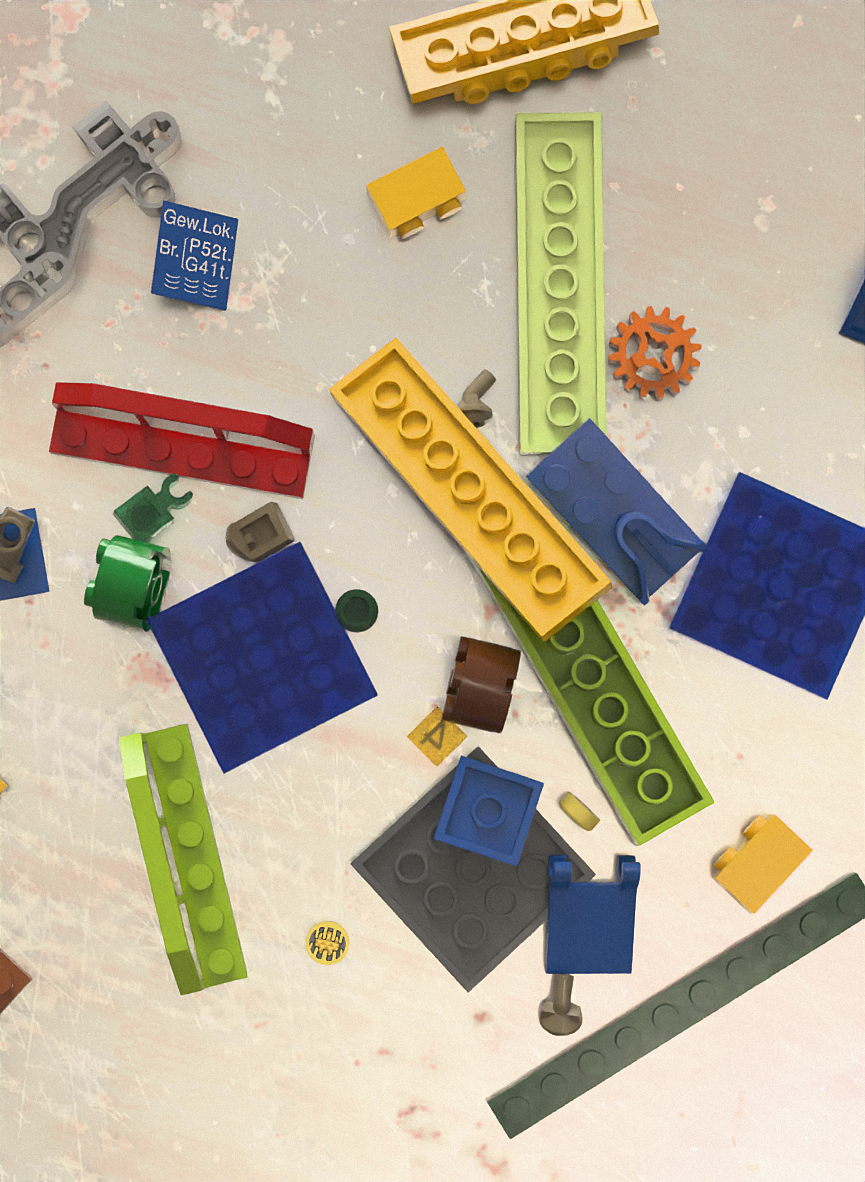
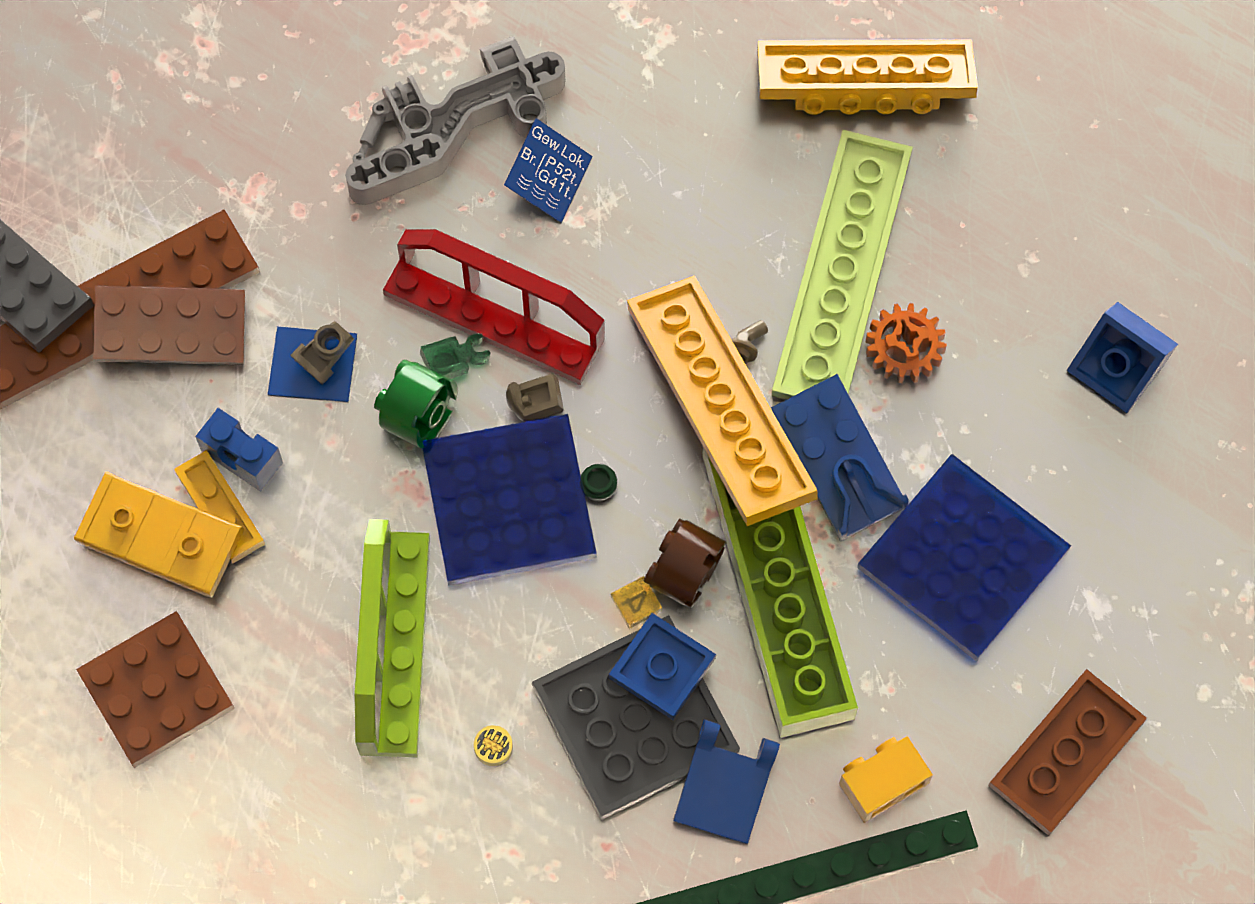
camera: 20 degrees right, 15 degrees down
(417, 194) = (743, 170): yellow brick -> none
(560, 1015) = (674, 858): dark tan plate -> none
(579, 812) = (740, 693): light yellow tile -> none

